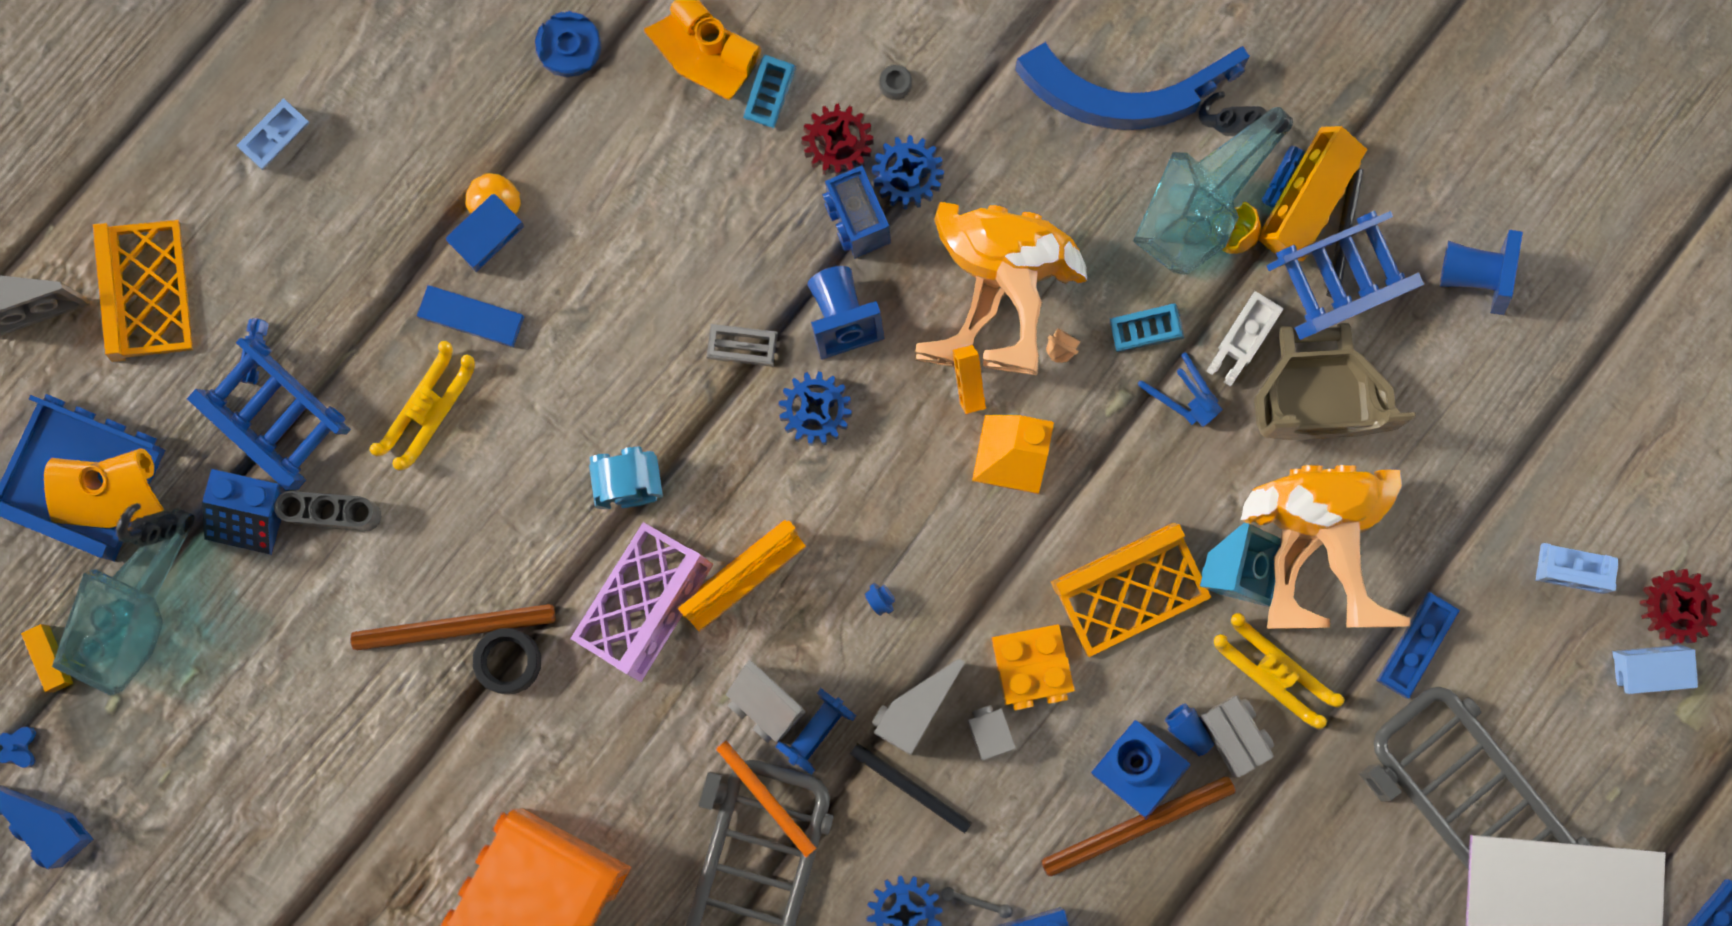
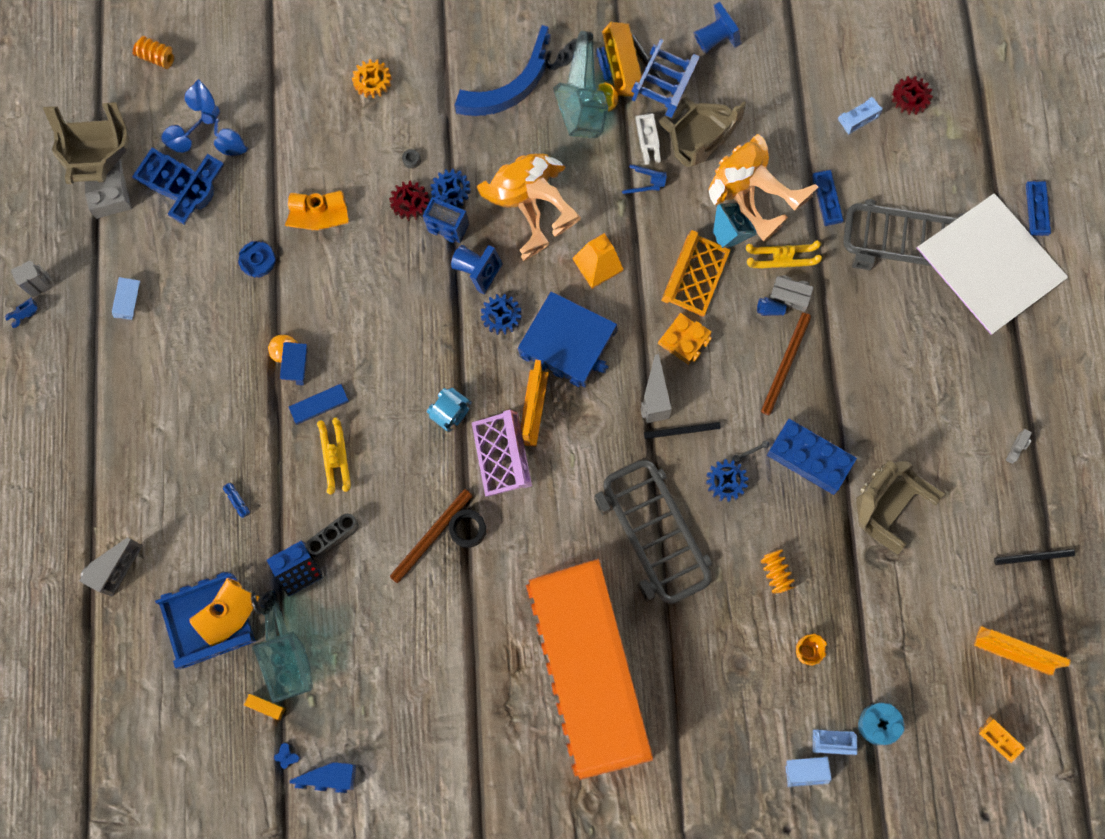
camera: 40 degrees left, 5 degrees down
(112, 296) = (148, 526): light orange fence -> none
(237, 425) = (278, 533): blue fence -> none
(272, 134) = (162, 402): light blue hinge -> none
(737, 357) = (448, 323): light grey tile -> none
(764, 703) = (592, 444): light grey slope -> none
(766, 798) = (628, 484): orange bar -> none
(780, 66) = (358, 191): dark azure slope -> none
(815, 731) = (621, 426): blue hose -> none
(869, 523) = (566, 339): none -> blue panel
(969, 379) = (553, 247): light orange piece -> none
(990, 732) = (693, 378): light grey brick -> none
(1062, 346) = (578, 203): light nougat plate -> none
(1143, 786) = (766, 347): blue plant -> none
(1144, 316) = (609, 152): dark azure slope -> none
(1656, 669) = (925, 126): light blue hinge -> none

